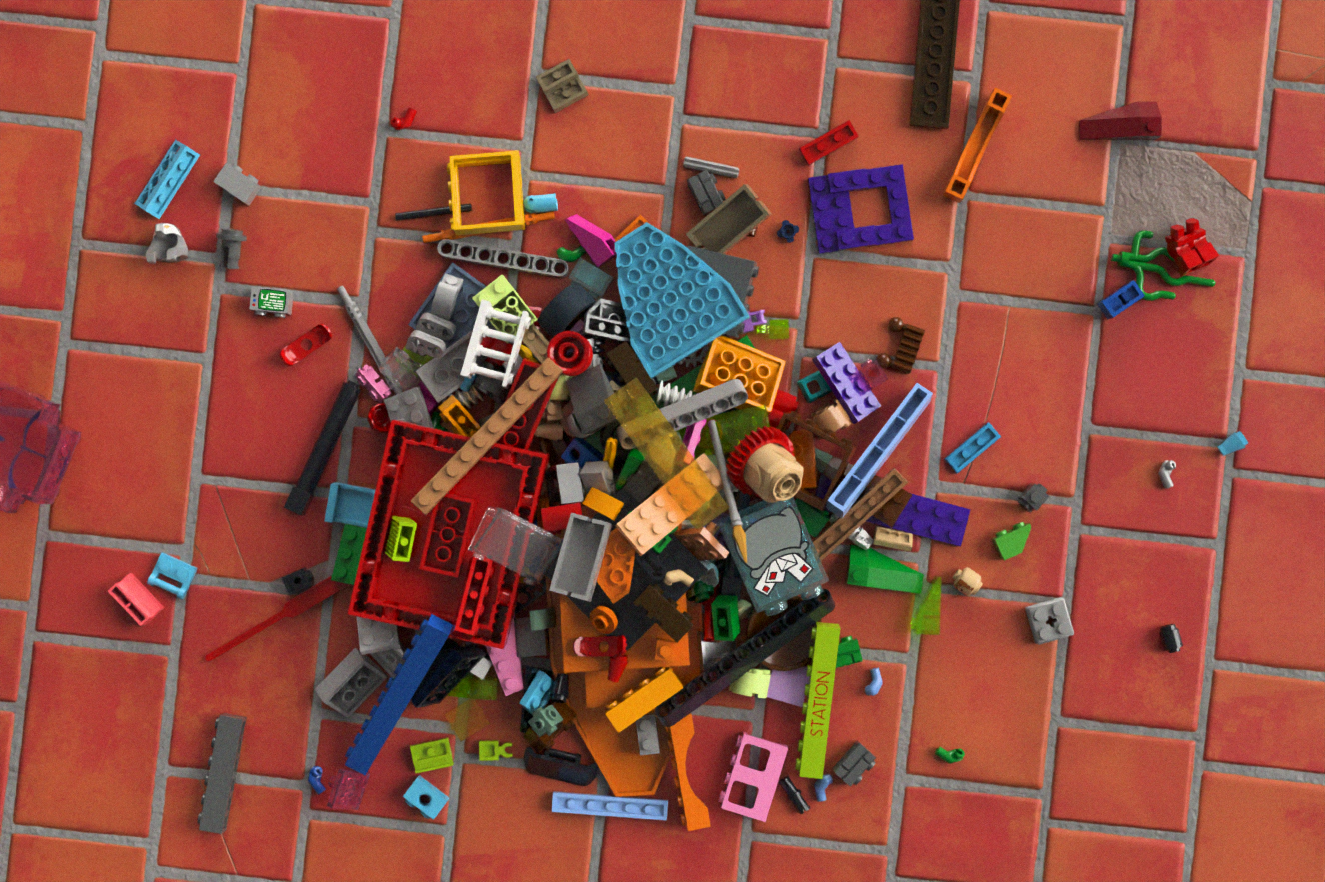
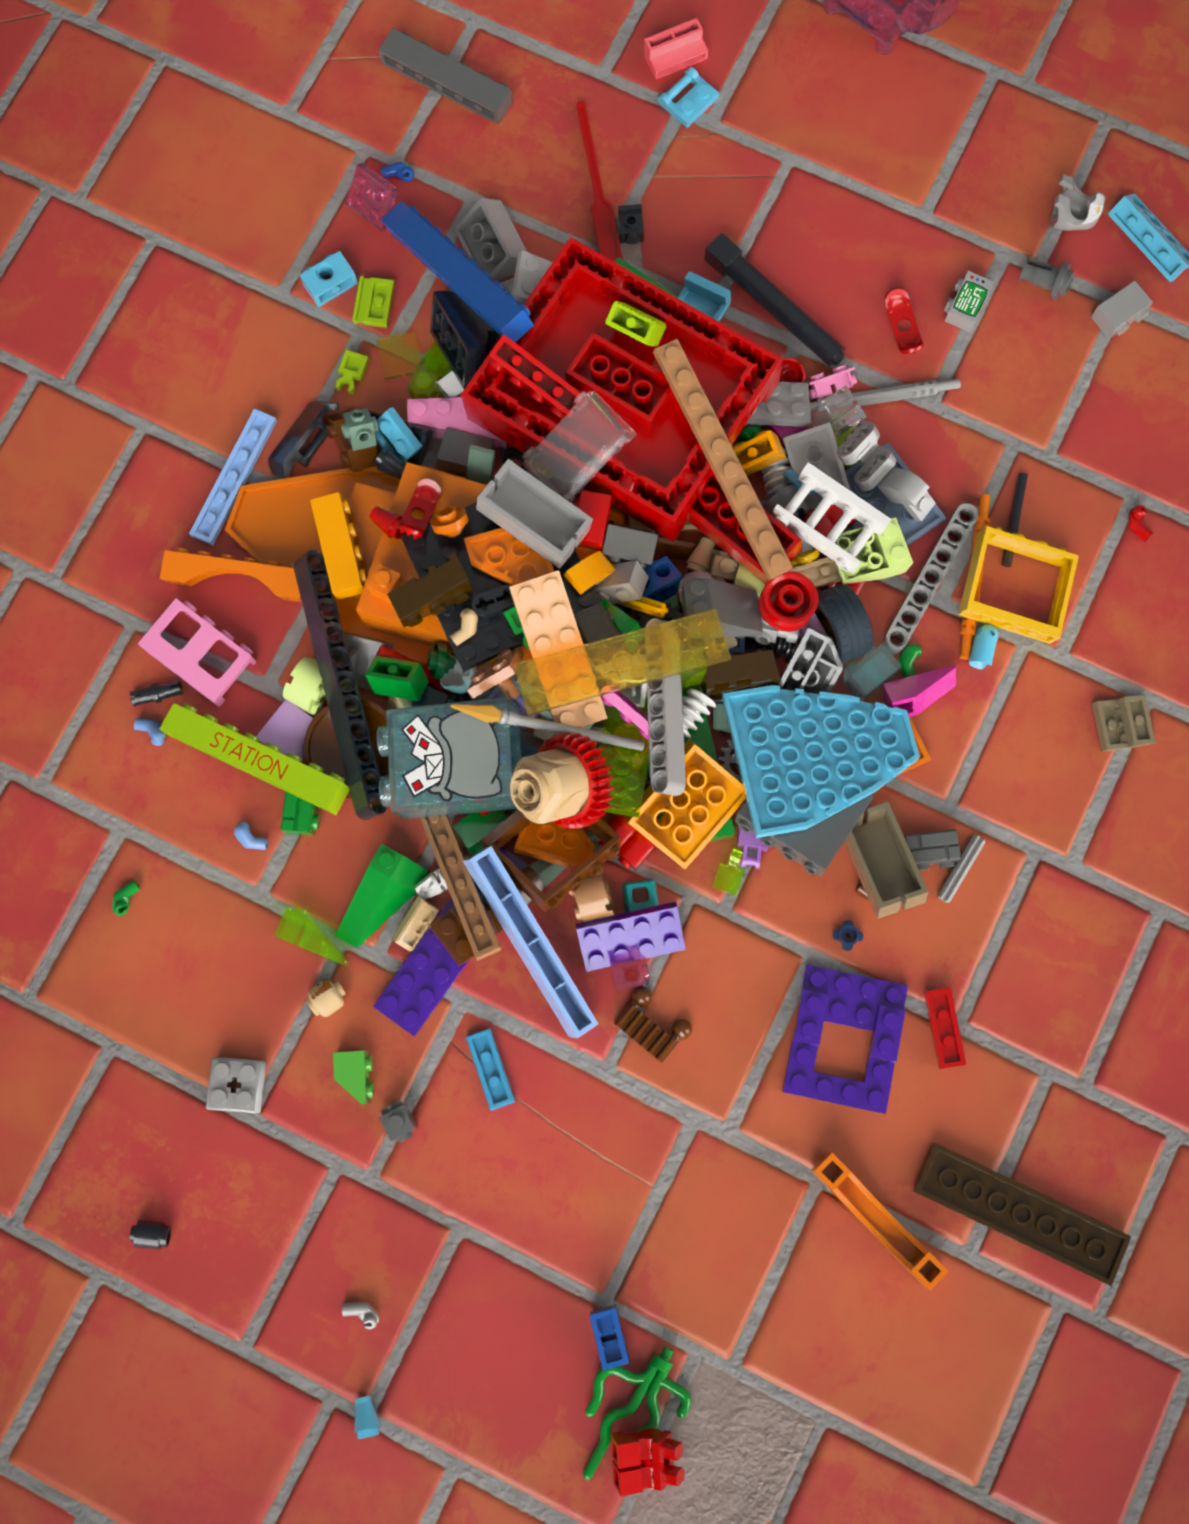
camera: 110 degrees right, 10 degrees down
(648, 734) = (293, 542): light grey brick -> none
(854, 763) = (162, 776): dark grey brick -> none
(1127, 122) = (841, 1443): dark red wedge -> none

